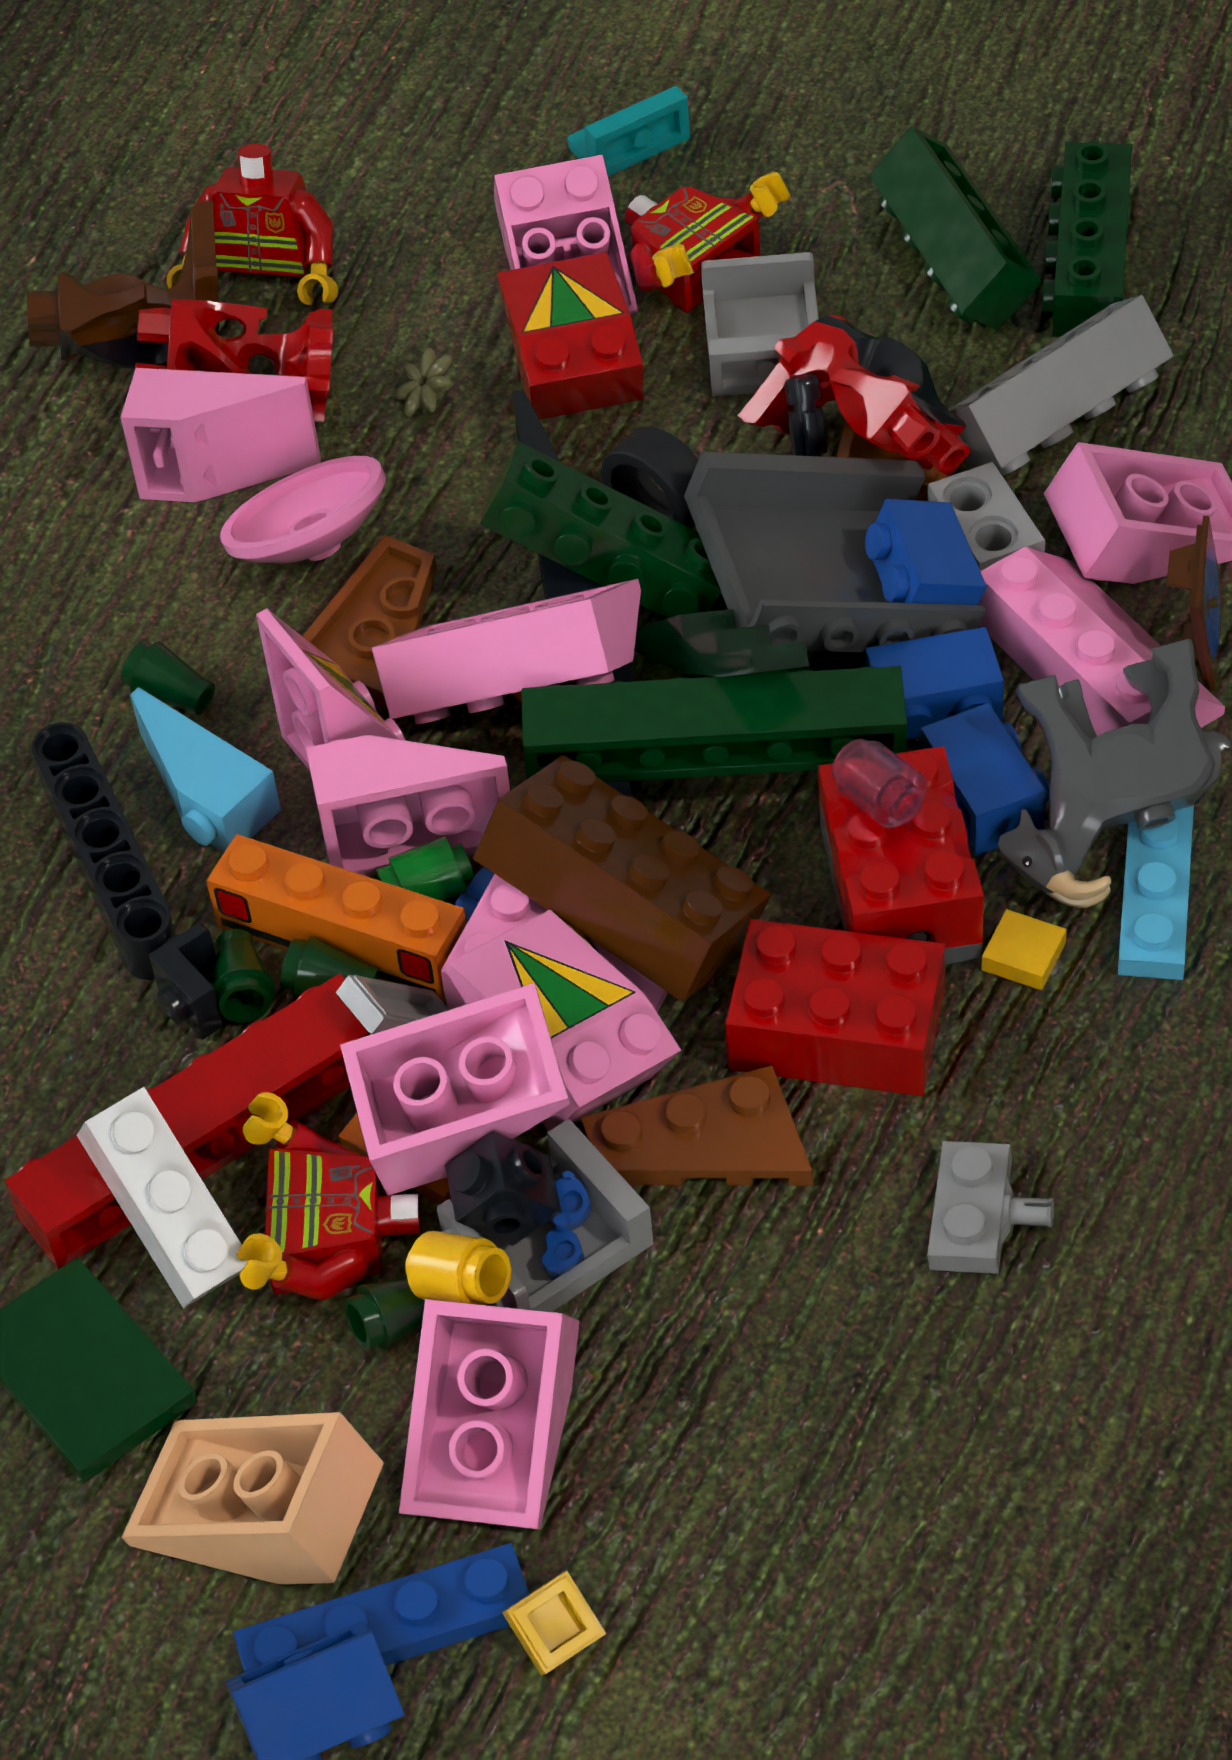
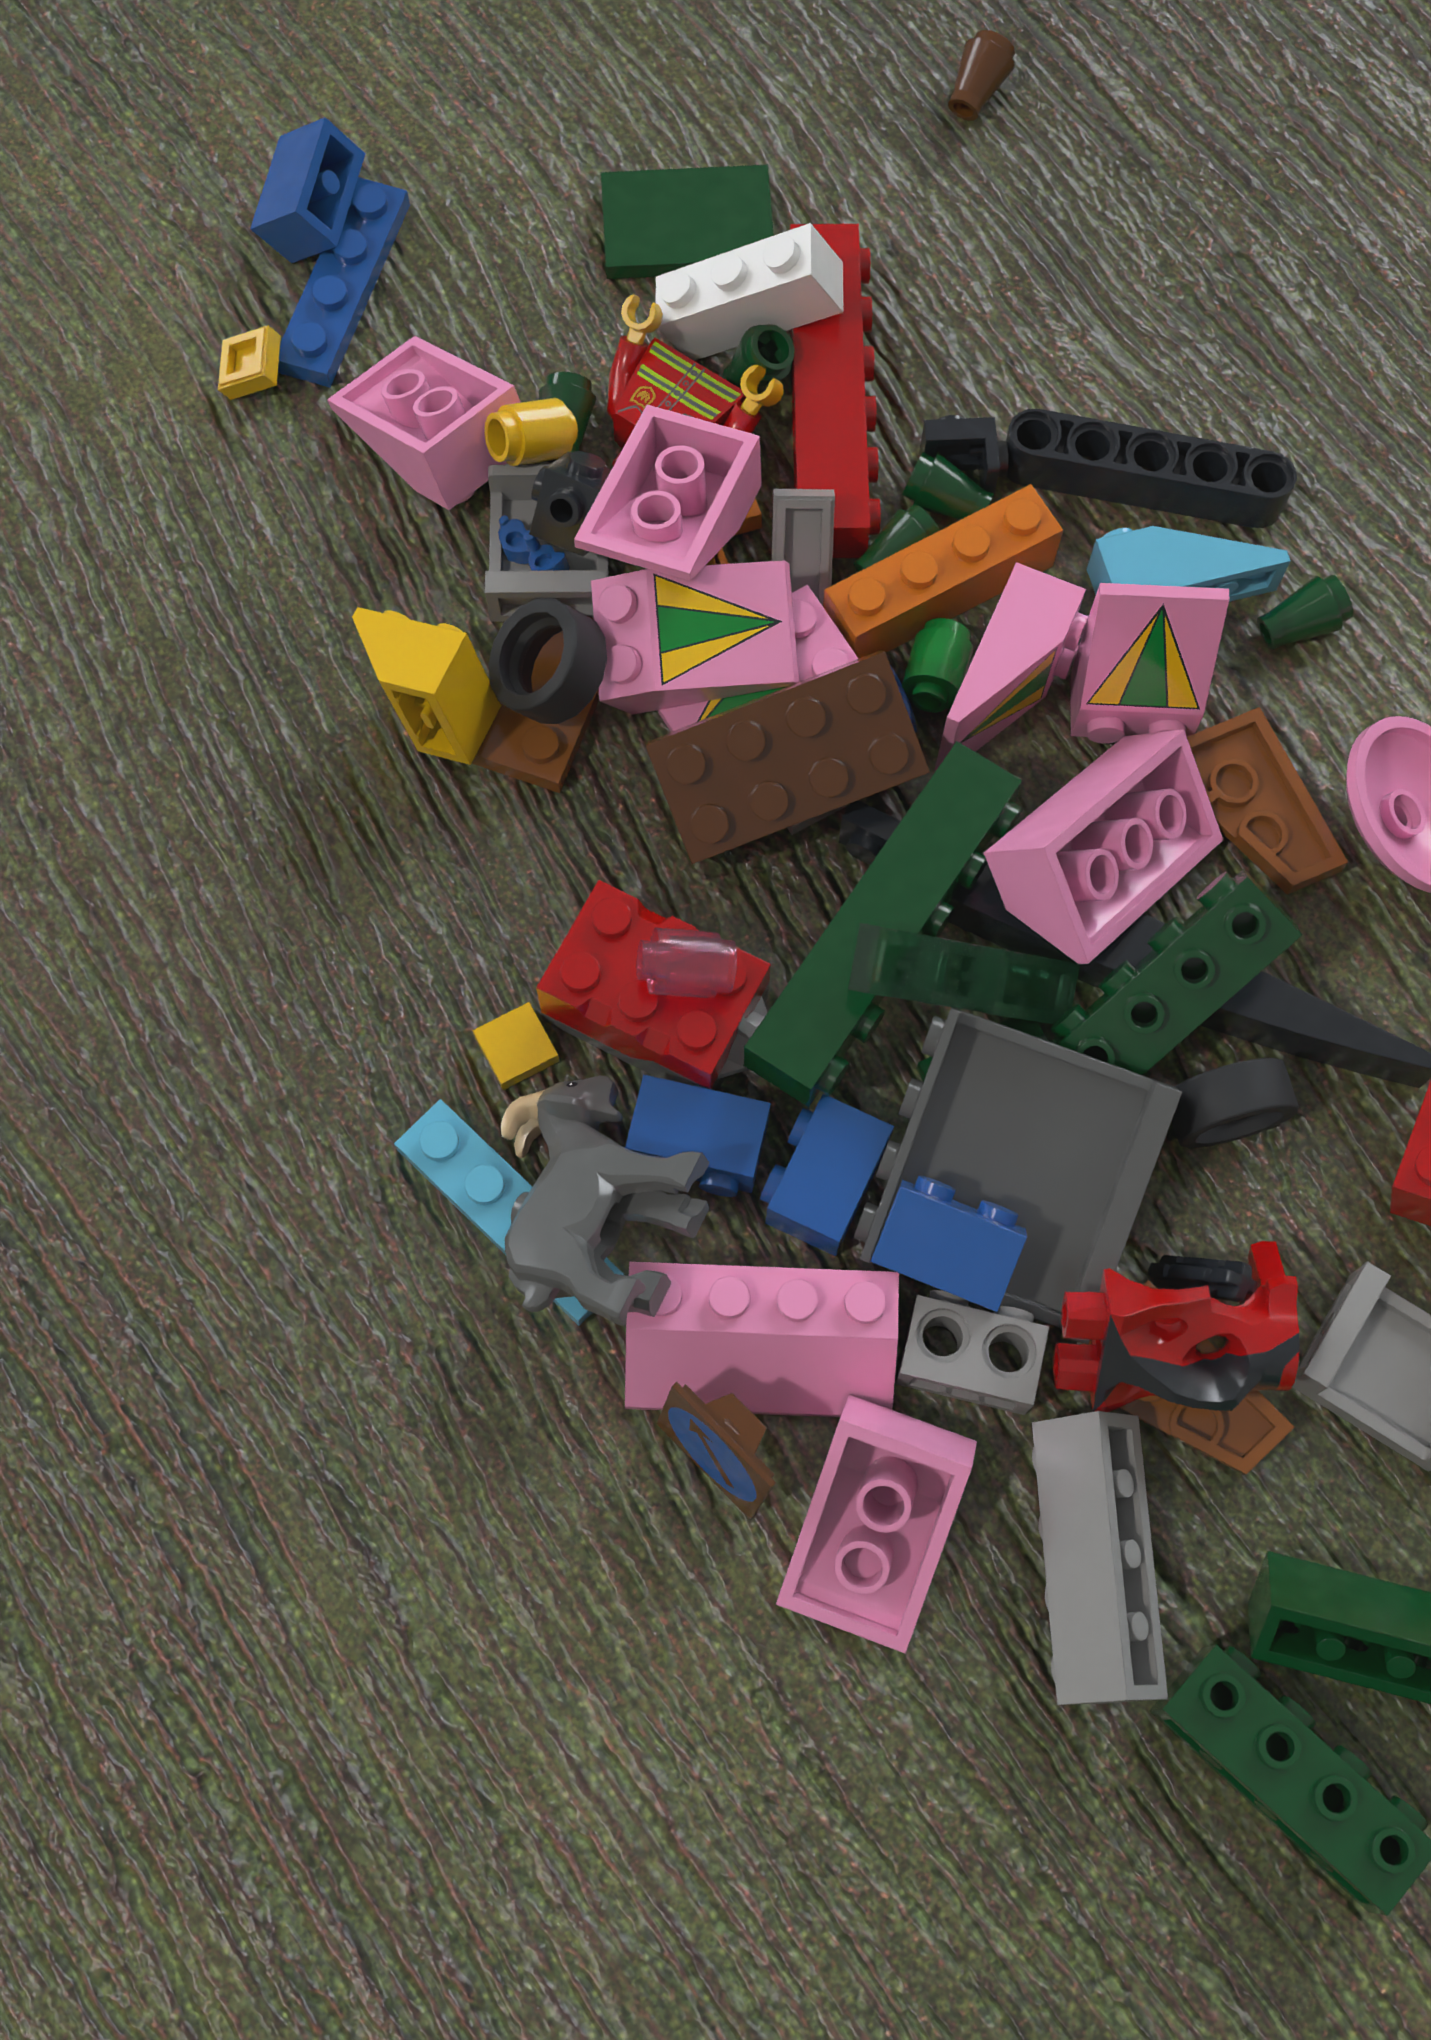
camera: 120 degrees right, 20 degrees up
(224, 1166) = (762, 346): none -> dark green cone
(258, 1495) = (486, 251): light nougat slope -> none
(732, 1081) = (576, 675): none -> black tyre
(787, 1164) = (431, 682): none -> yellow slope
(836, 1006) = (552, 846): red brick -> none
(977, 1208) = (323, 836): light grey plate -> none

